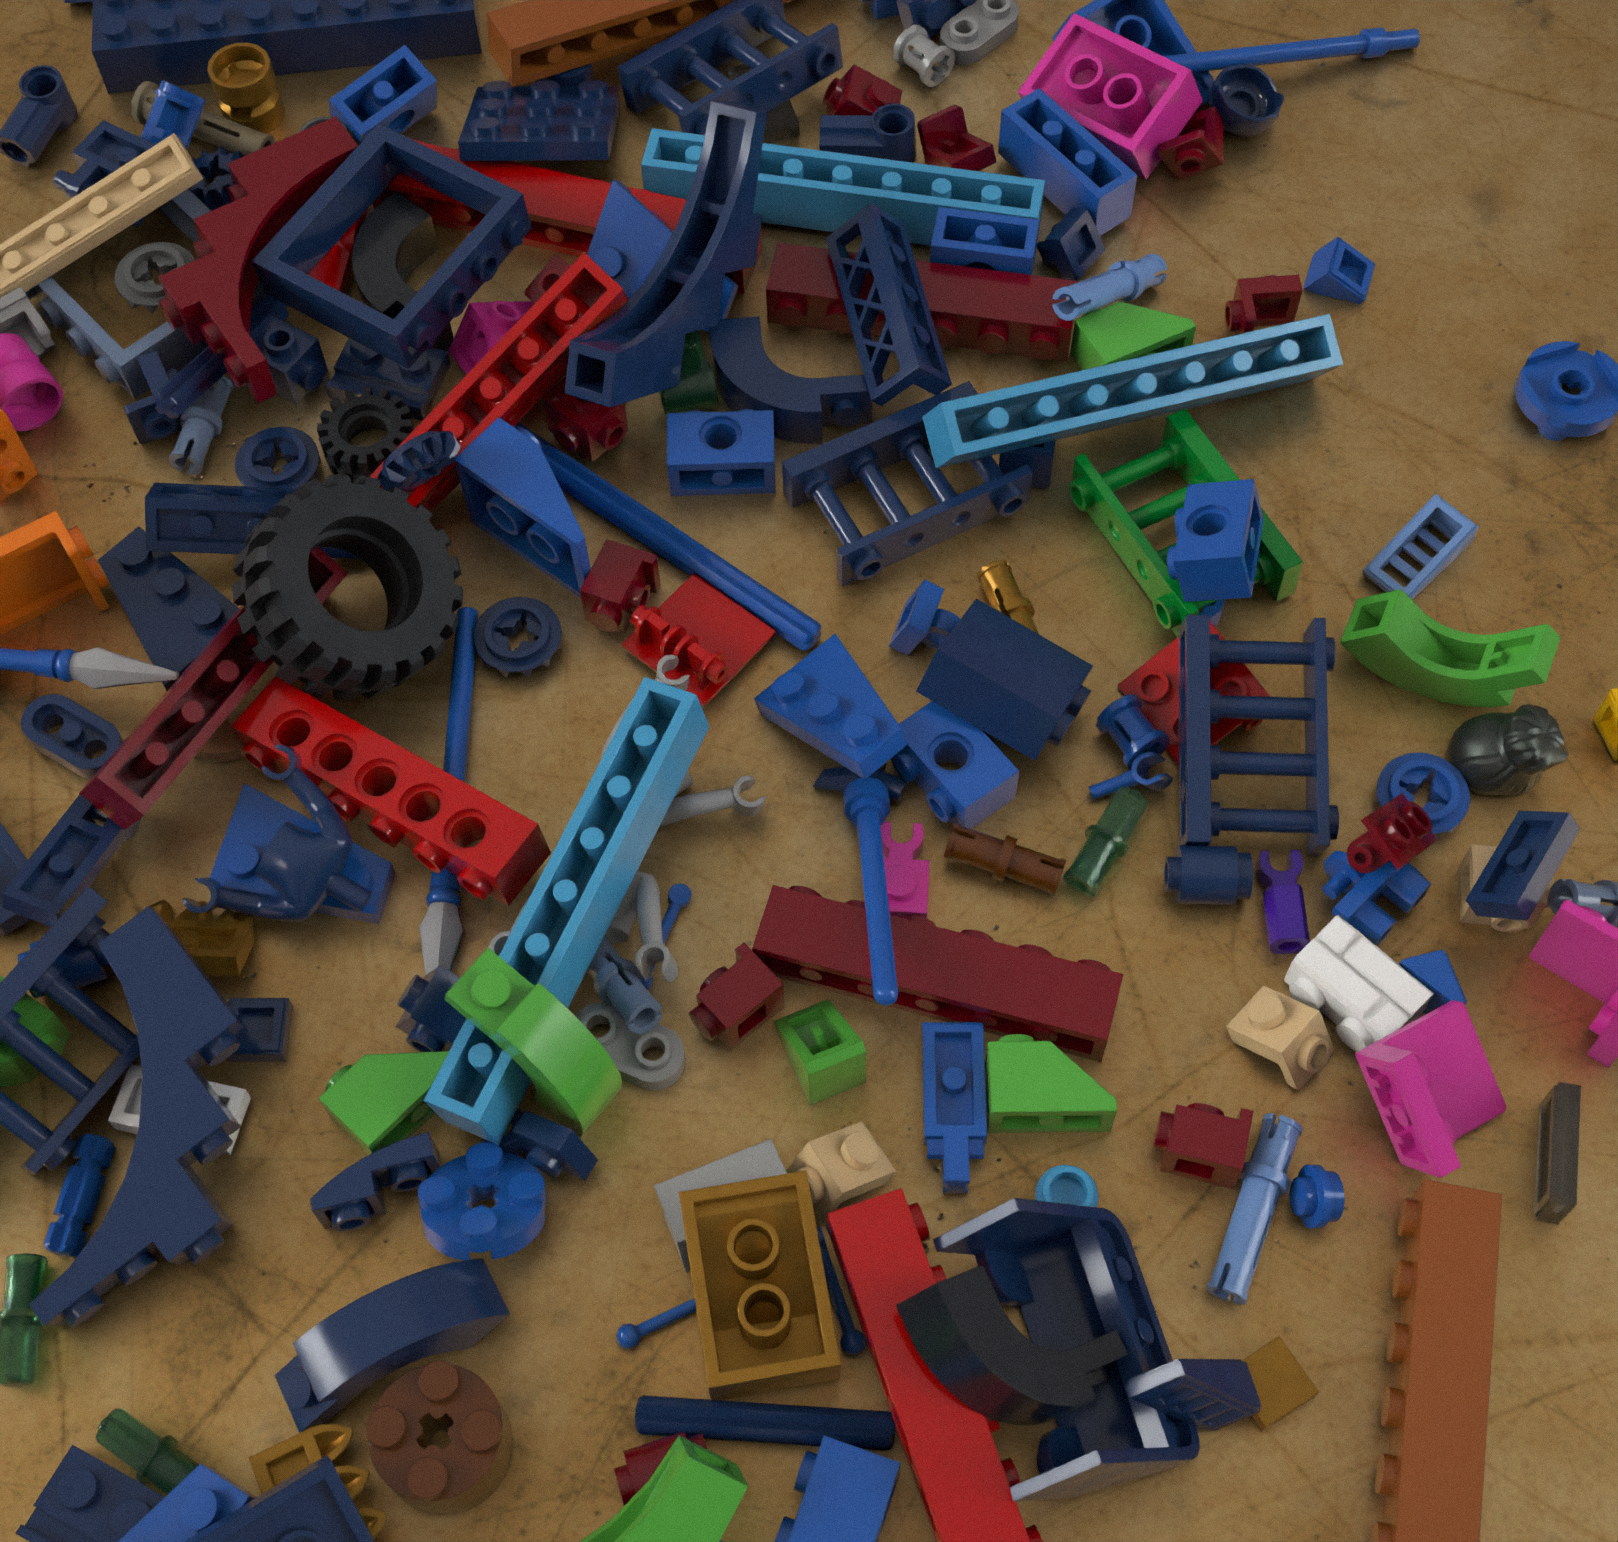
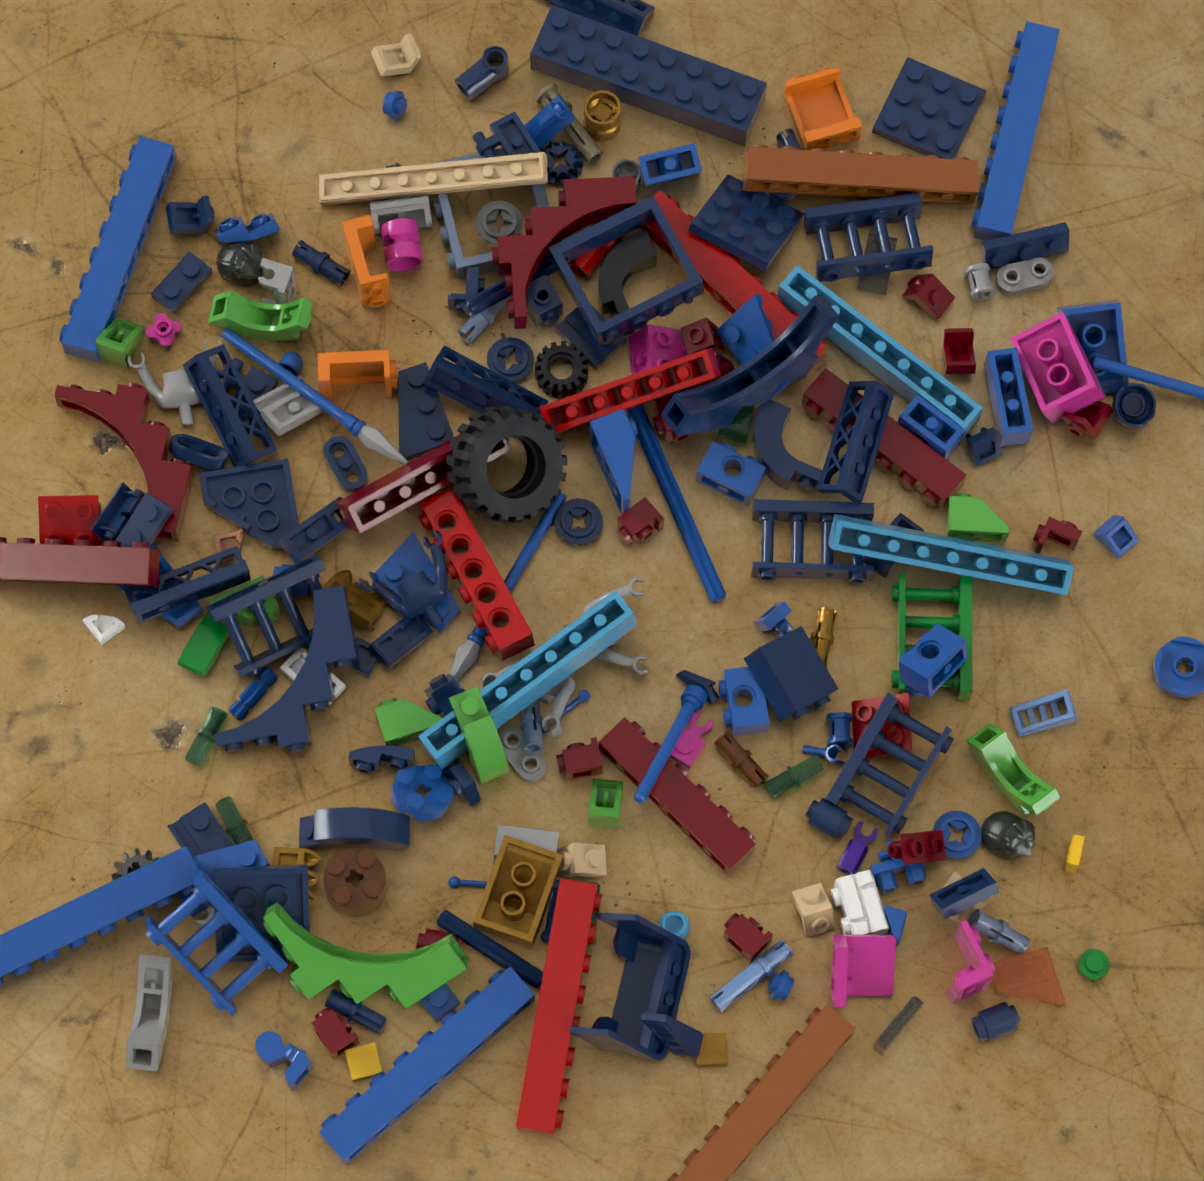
camera: 25 degrees right, 10 degrees up
(310, 965) = (400, 640): none -> dark blue plate
(419, 460) = (571, 416): dark blue gear -> none
(704, 631) = (665, 569): red hinge -> none
(834, 710) = (703, 642): blue wing -> none
(884, 135) = (915, 318): dark blue piece -> none
(954, 1098) = (650, 856): blue hinge -> none
(991, 1363) = (589, 975): black arch -> none
(1041, 1090) = (688, 873): bright green slope -> none
(1121, 282) = (992, 484): medium blue pin -> none

